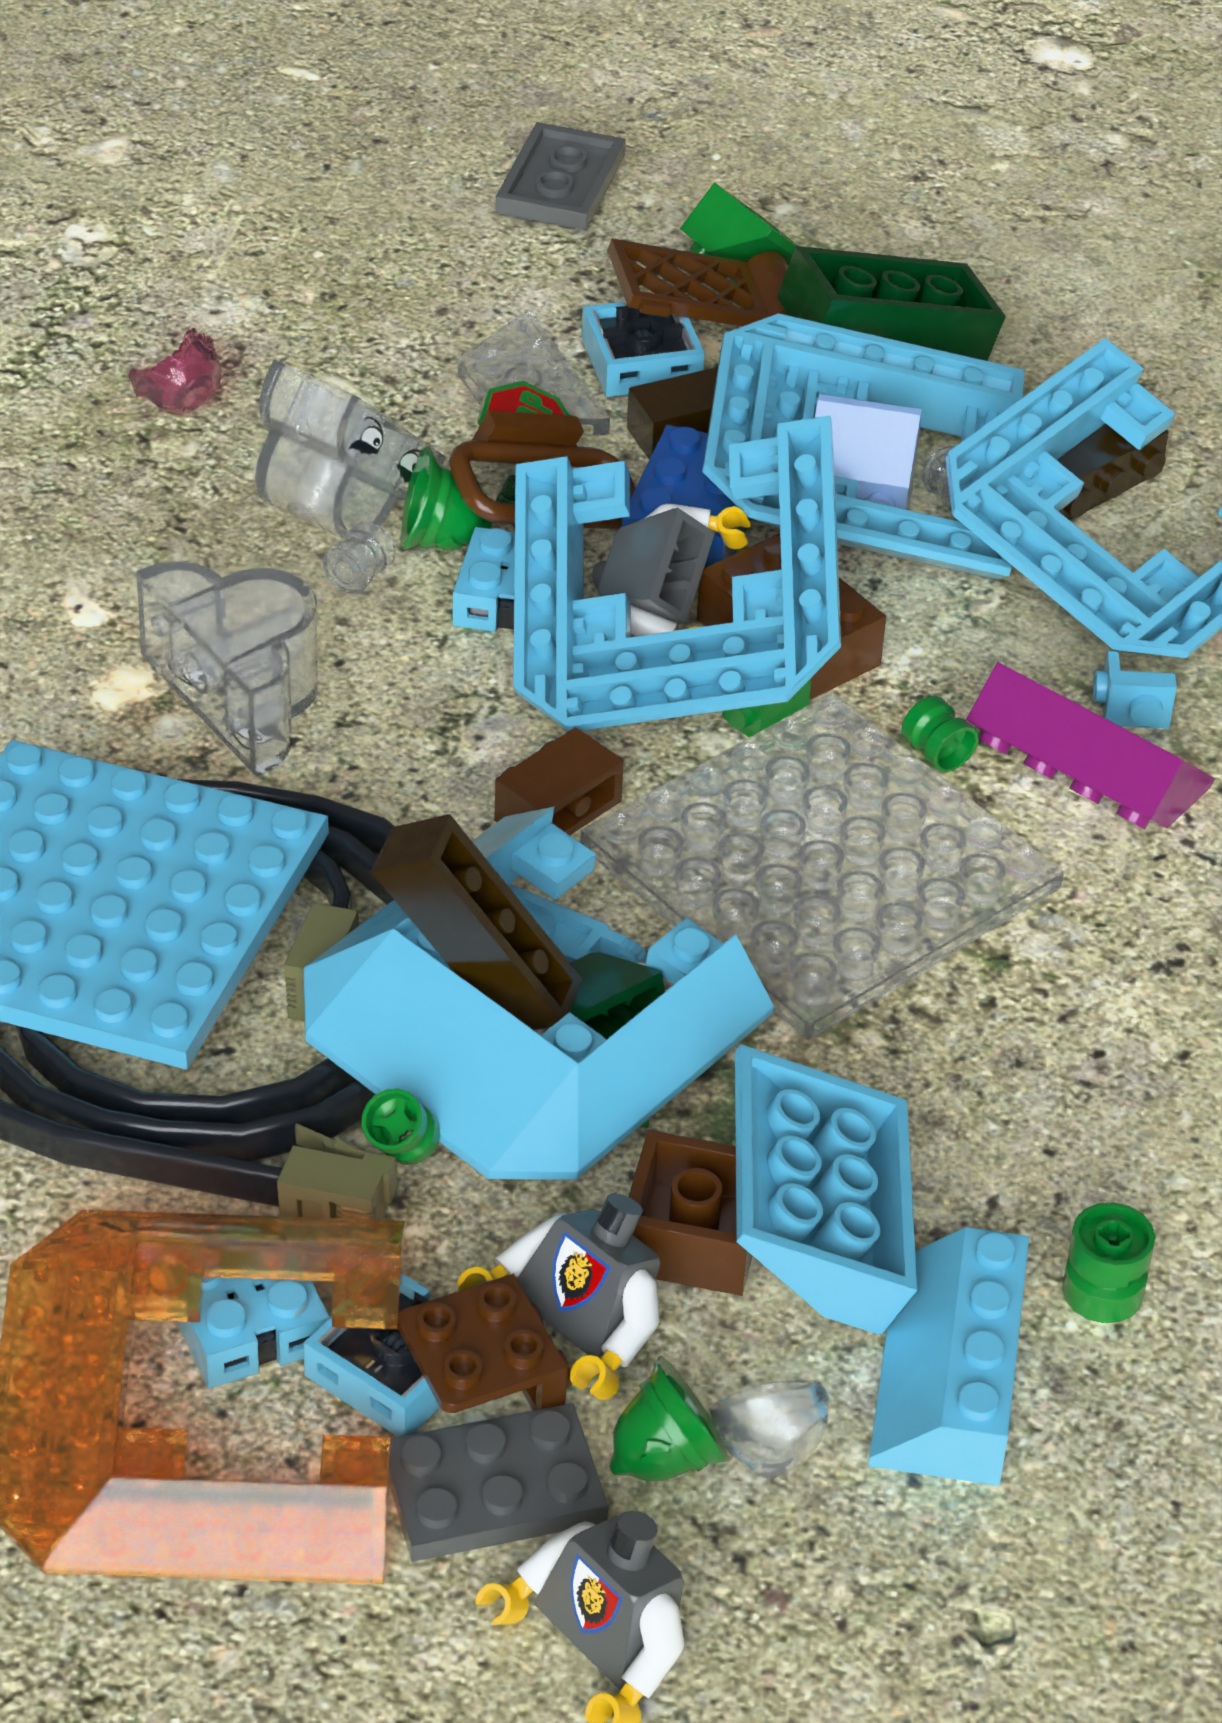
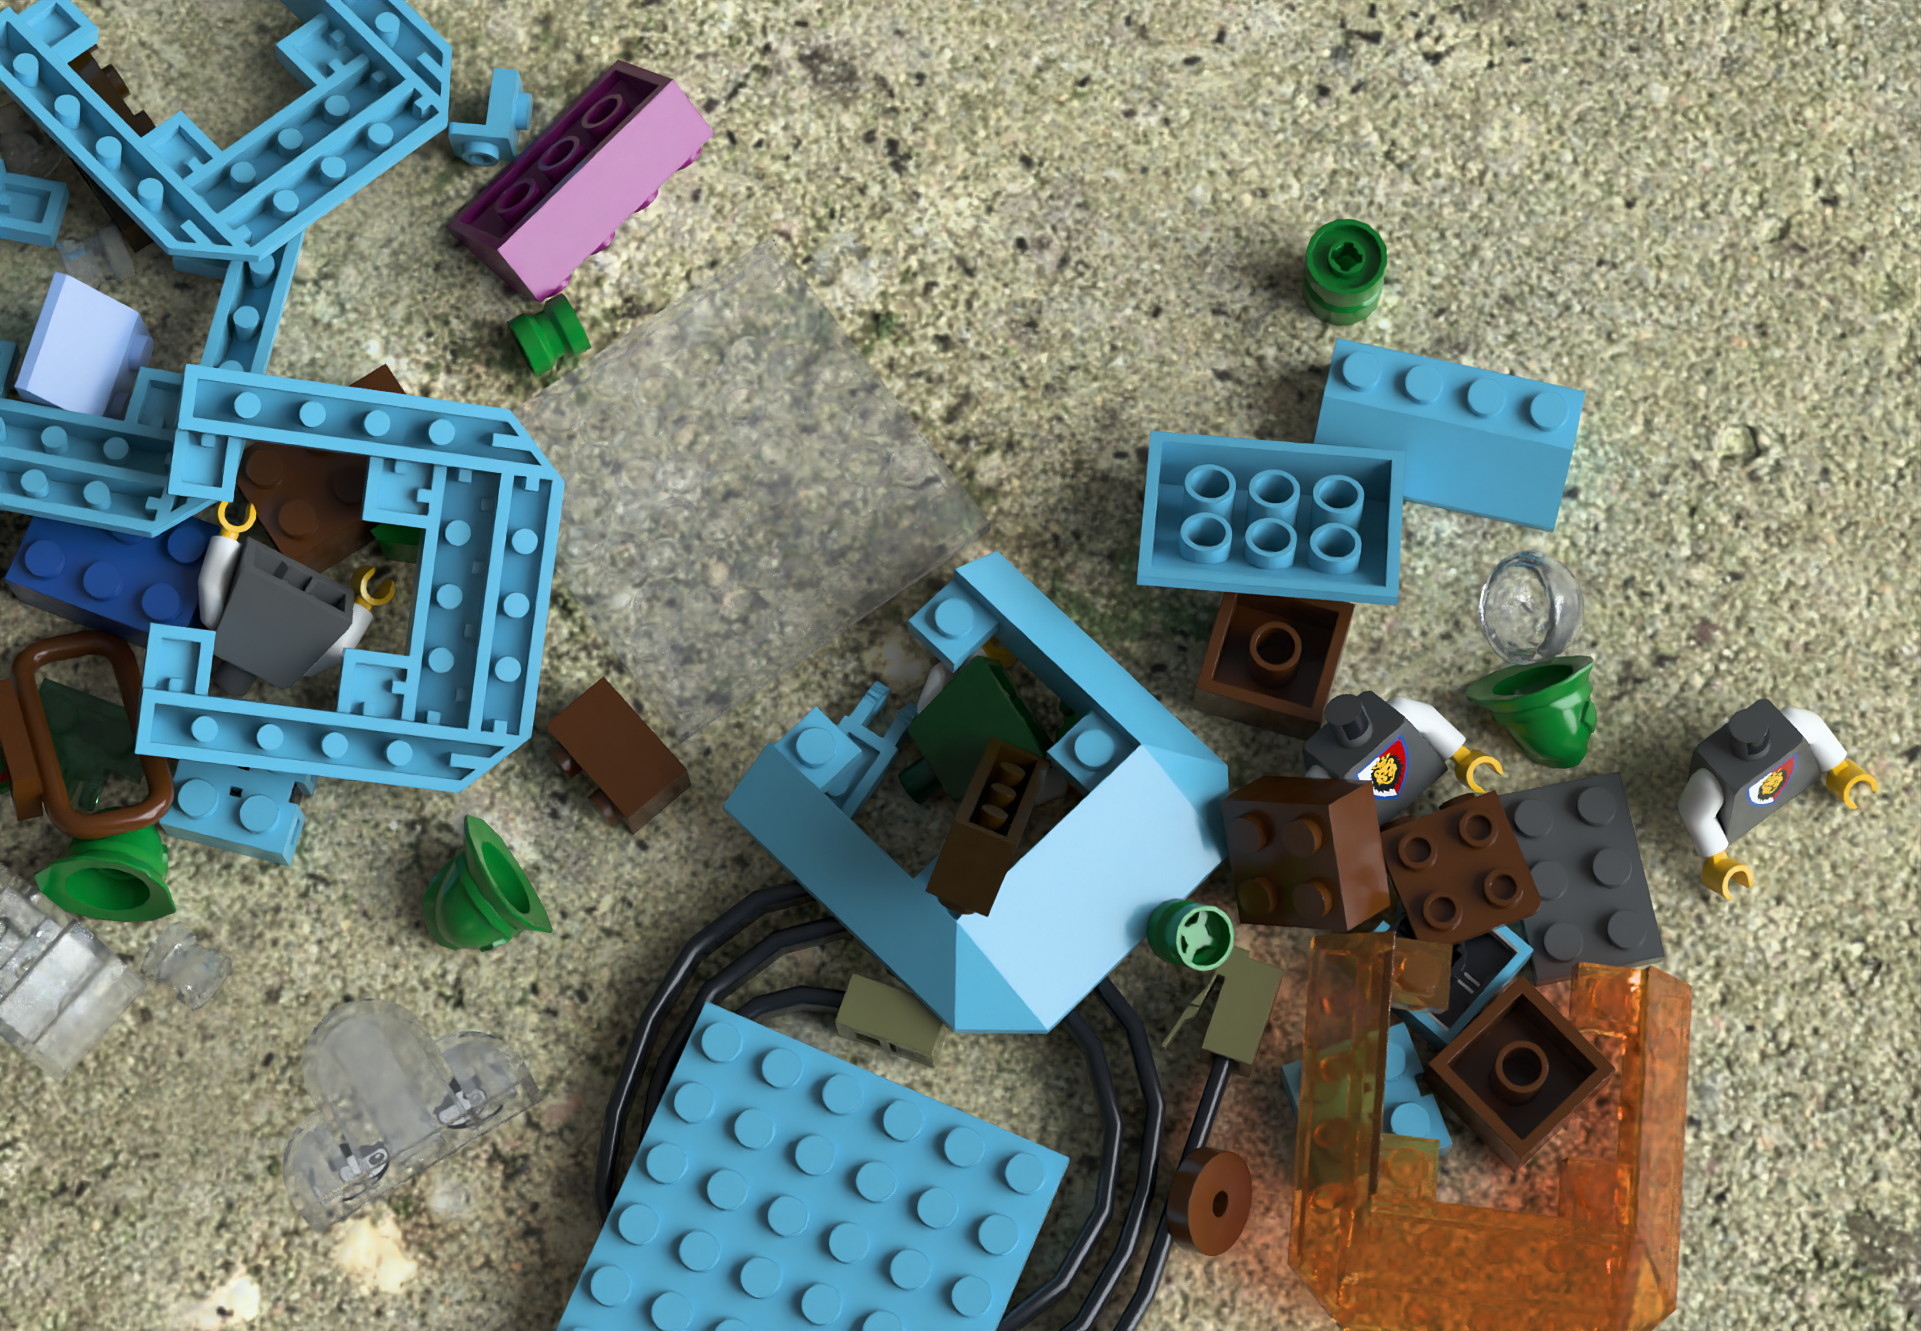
camera: 80 degrees left, 30 degrees up
(165, 1153) = (1209, 1201): none -> reddish brown piece
(272, 1400) = (1518, 1073): none -> reddish brown brick
(436, 711) = (481, 895): none -> green piece
(487, 1209) = (1305, 852): none -> reddish brown brick

